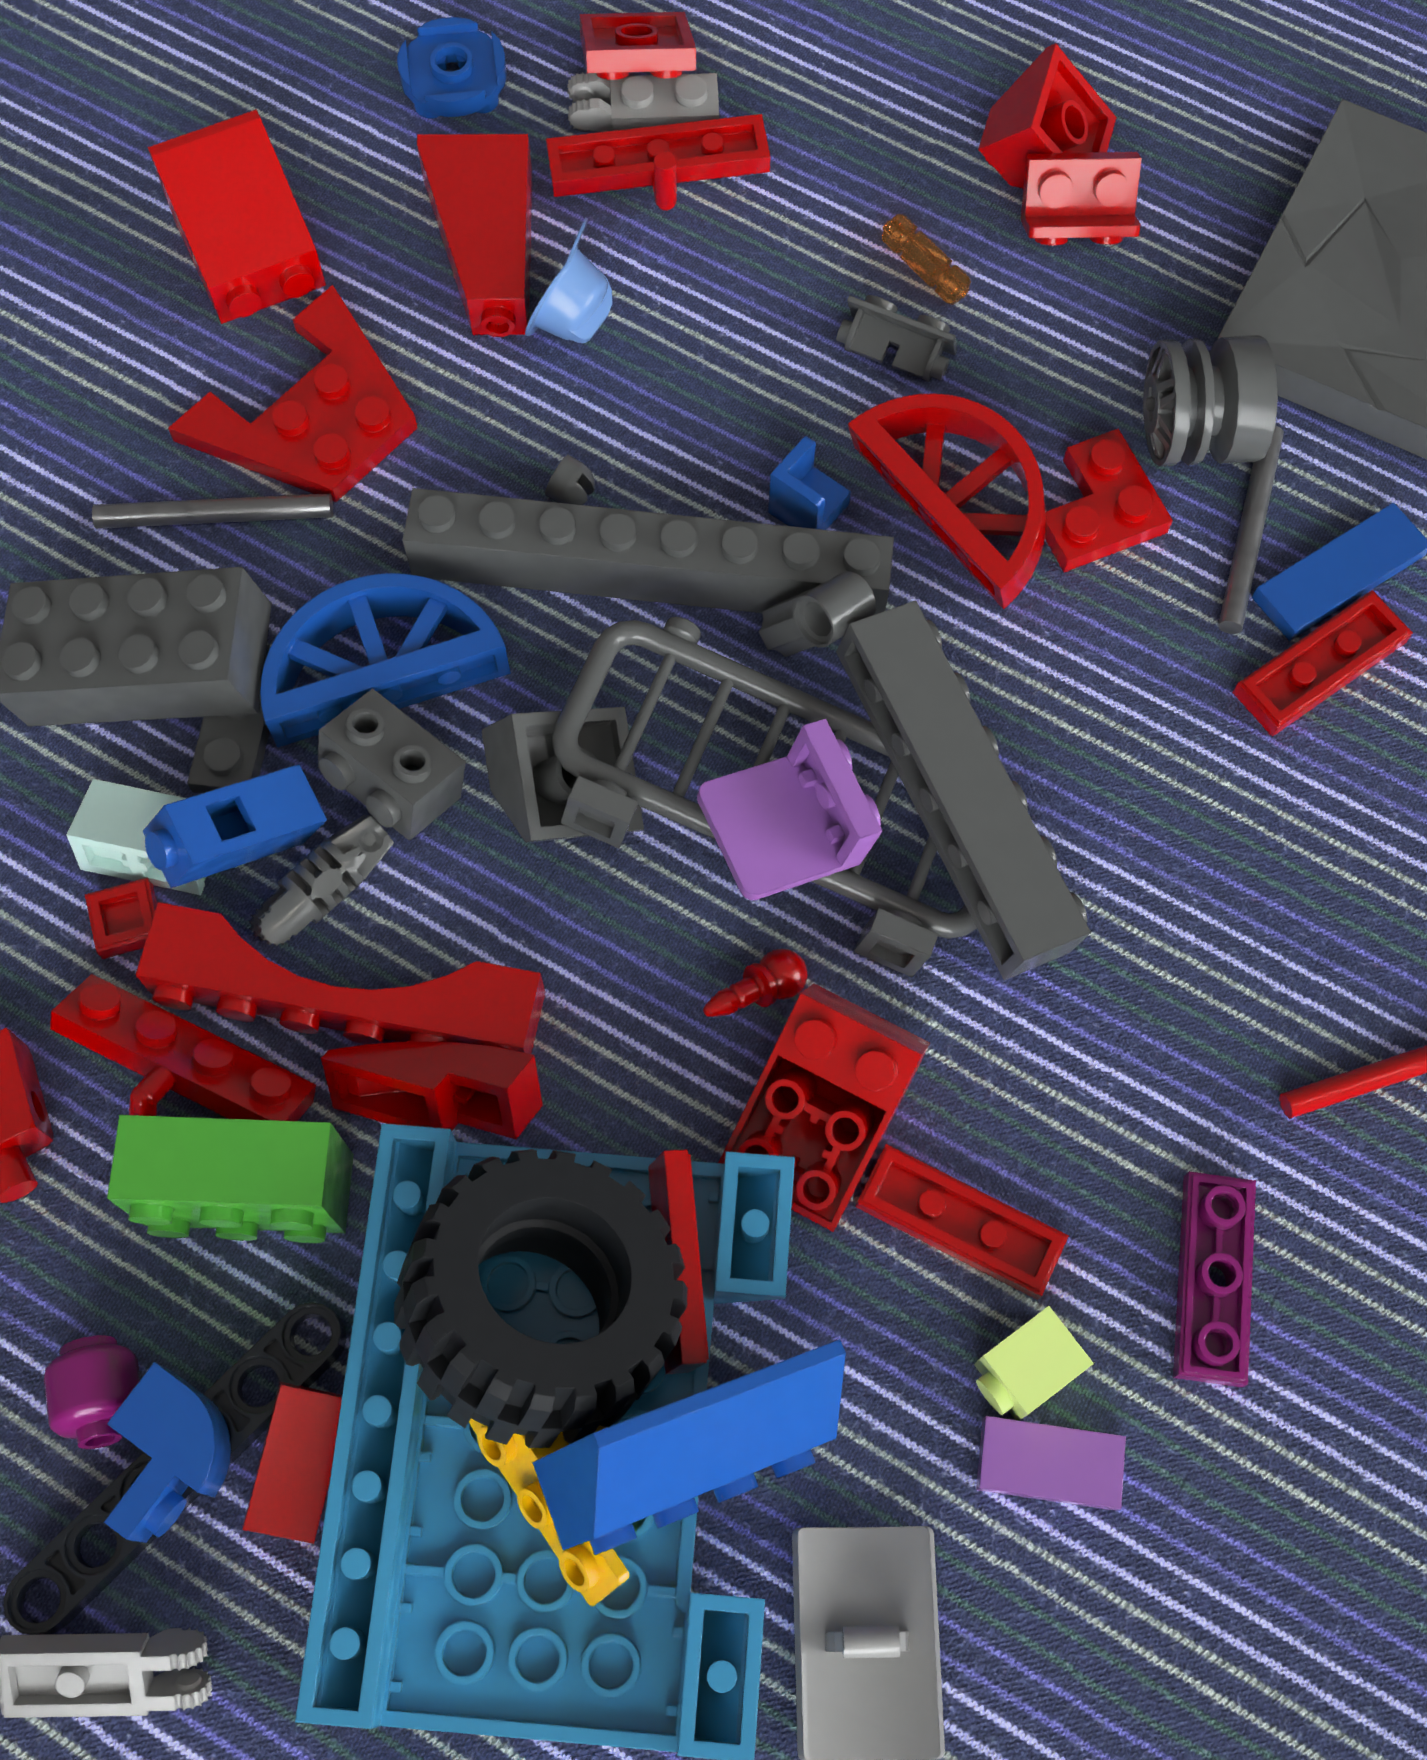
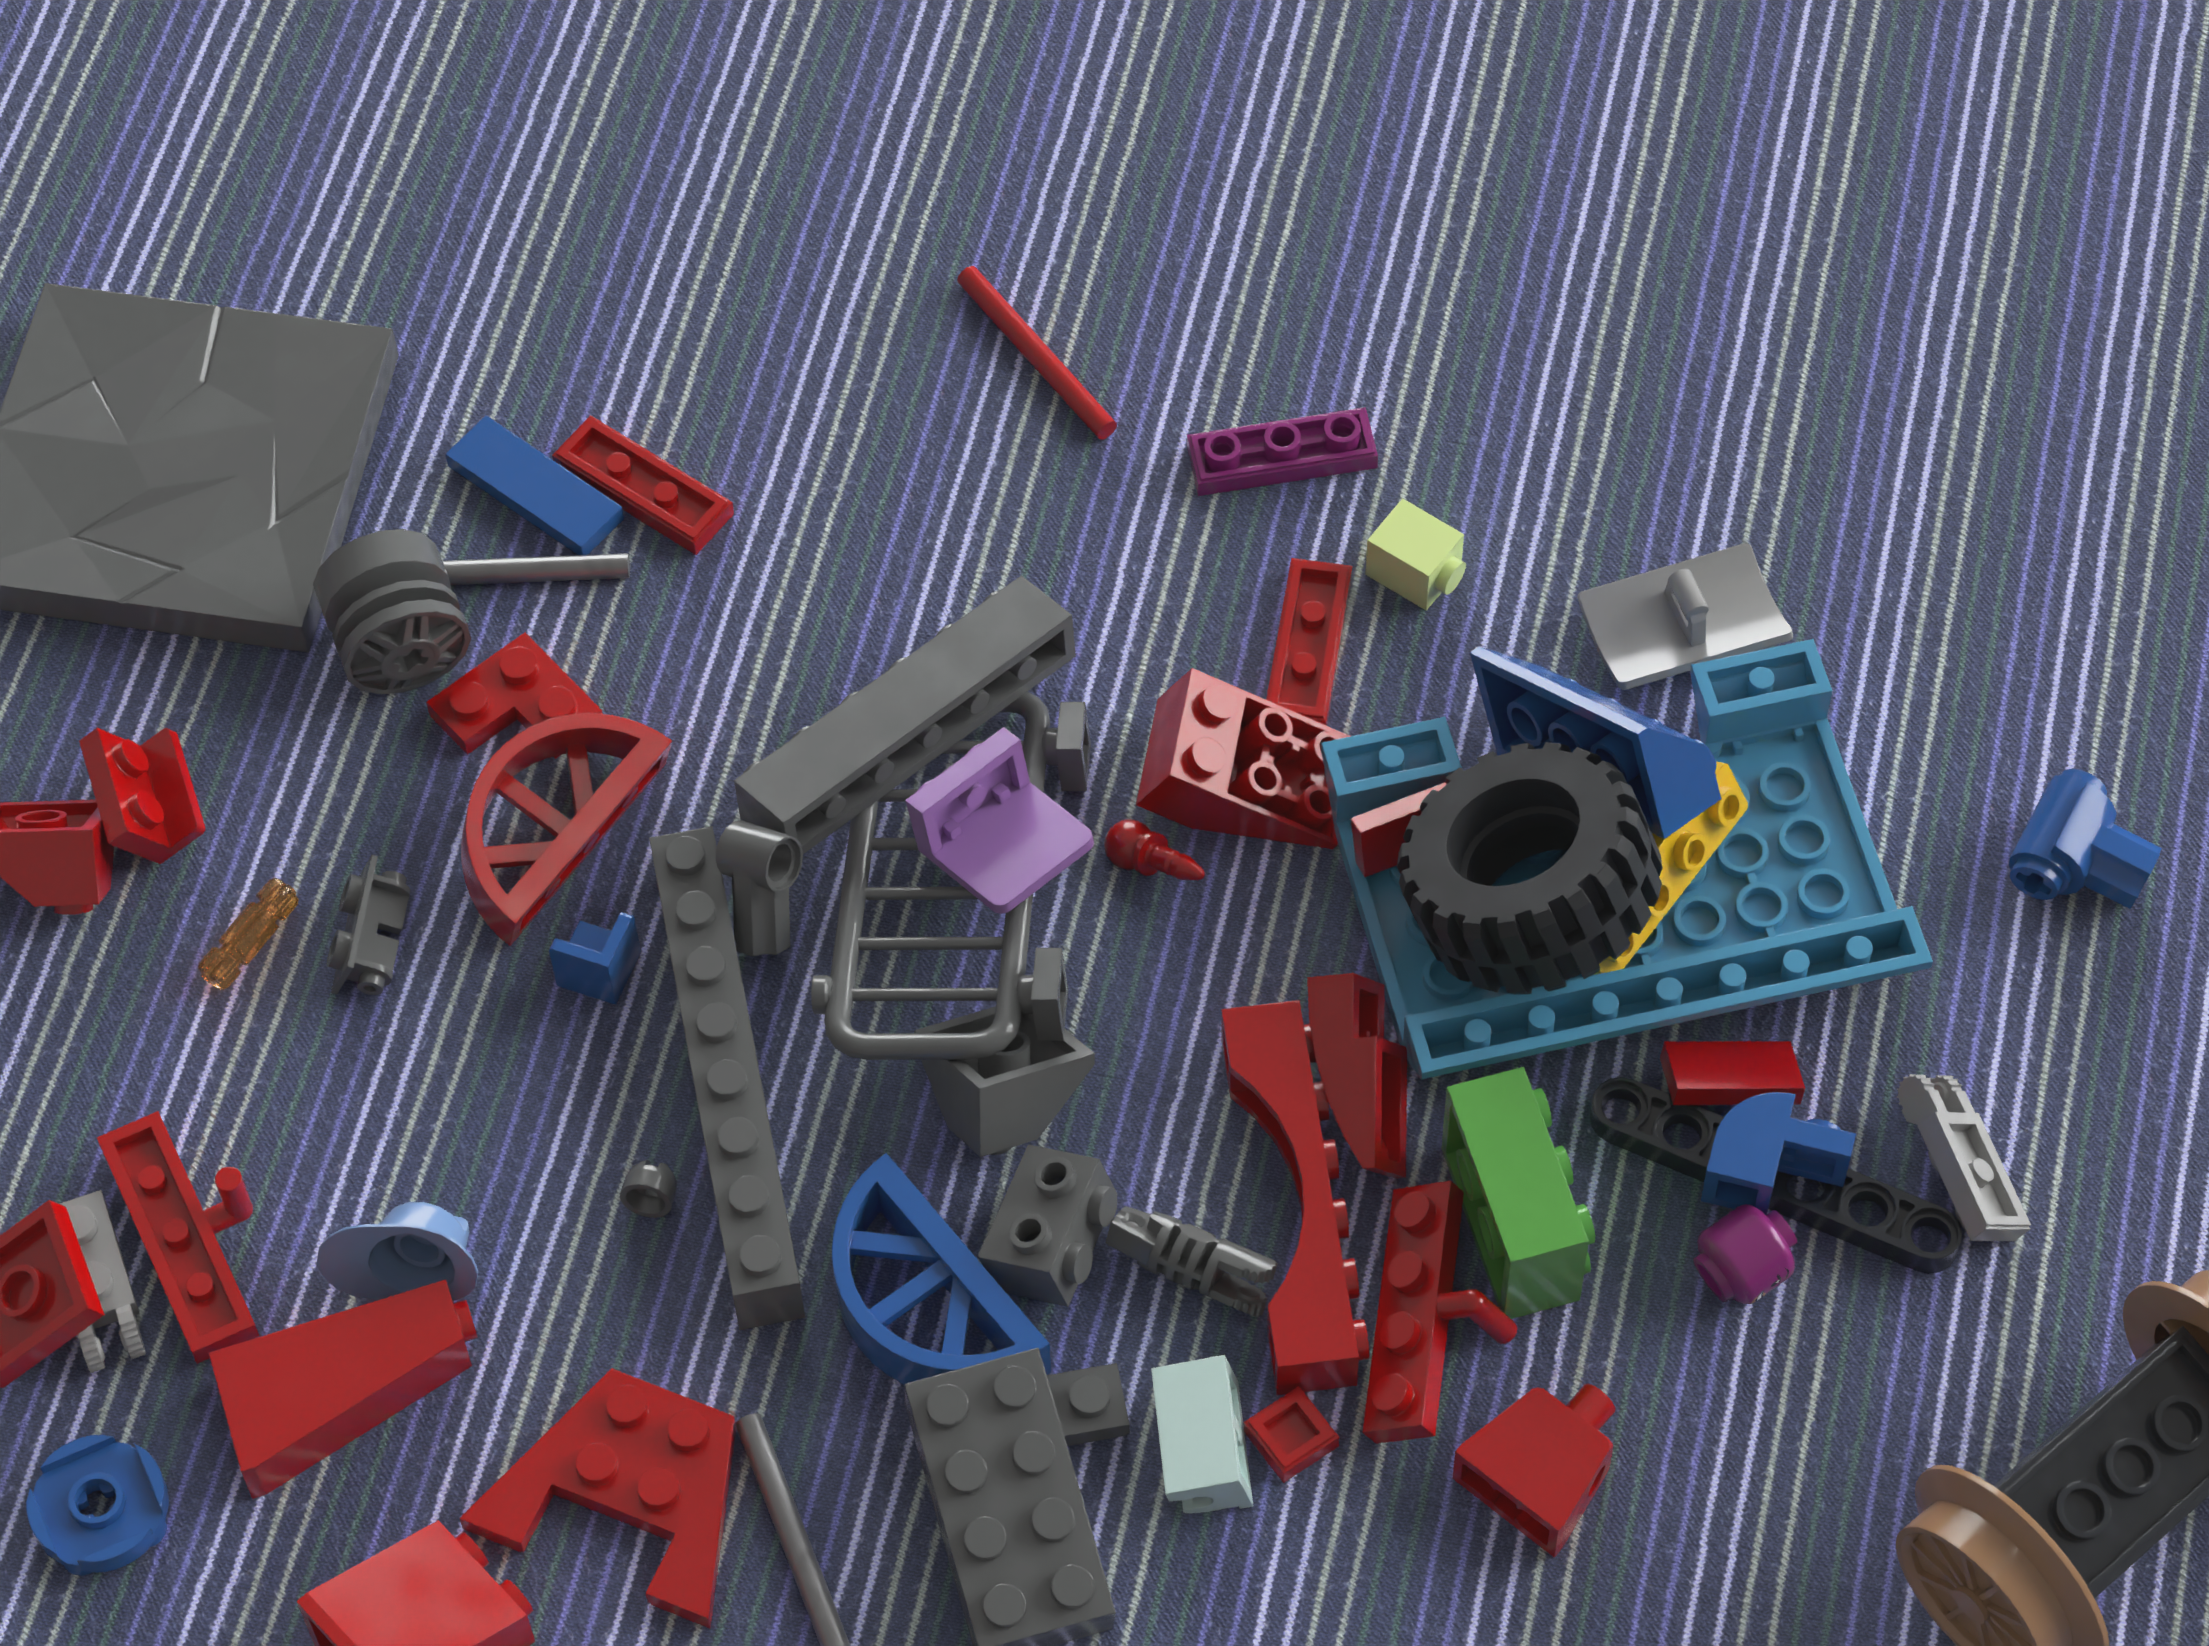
camera: 105 degrees left, 10 degrees down
(233, 825) = (1174, 1321): blue brick -> none
(1051, 1463) = (1492, 536): medium lavender tile -> none

